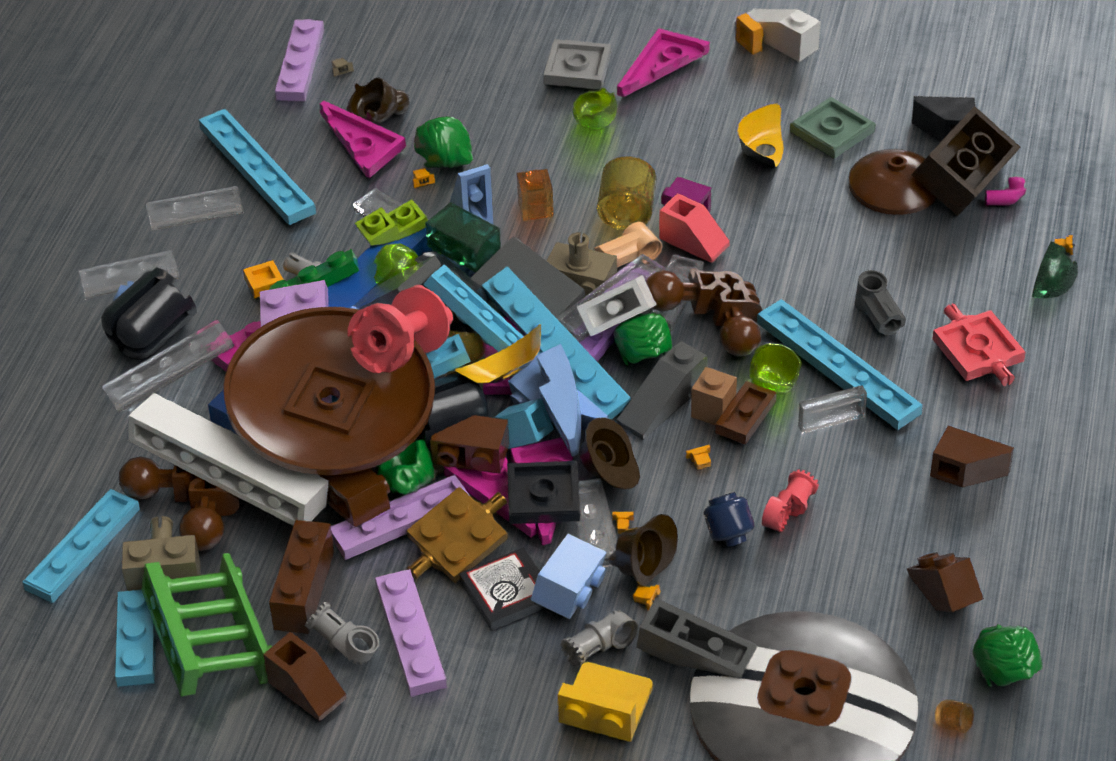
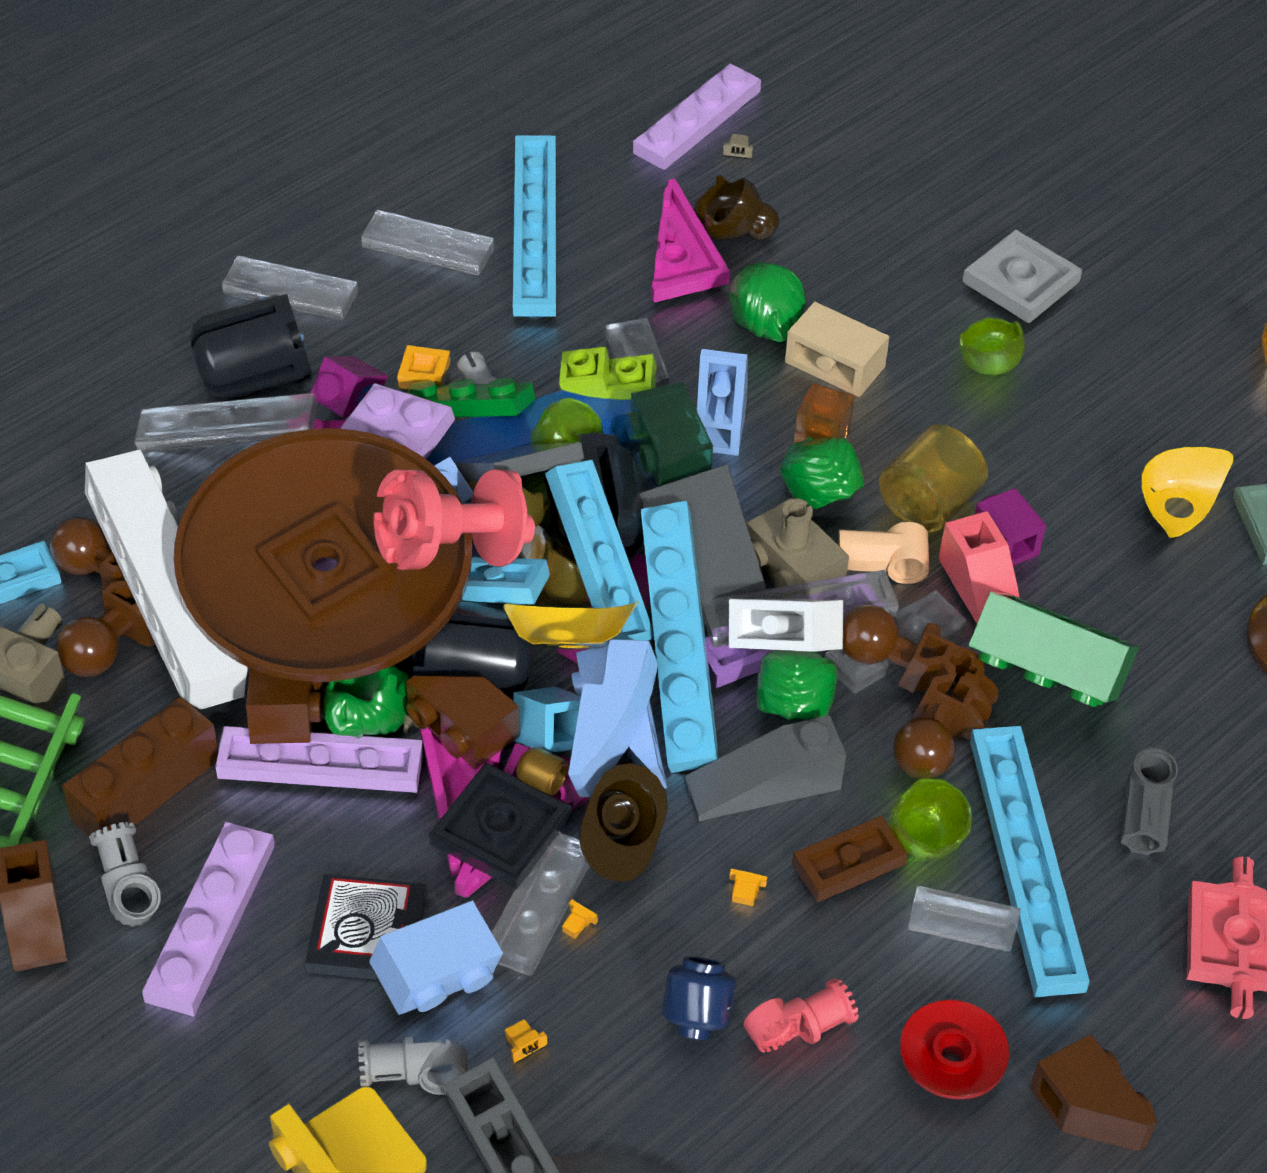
camera: 30 degrees right, 5 degrees up
(230, 307) = (344, 383): none -> magenta brick
(422, 178) = (715, 333): light orange piece -> none
(457, 534) = (360, 821): pearl gold plate -> none
(506, 150) = (837, 349): none -> tan brick
(543, 449) = (542, 770): none -> pearl gold piece
(557, 219) = (822, 470): none -> green hair
(646, 549) = (561, 979): dark brown piece -> none
(660, 57) = (1138, 316): dark pink wing -> none
(712, 395) = (819, 809): medium nougat brick -> none
(771, 247) = (1052, 649): none -> brick
(881, 473) = (957, 1030): none -> red dish

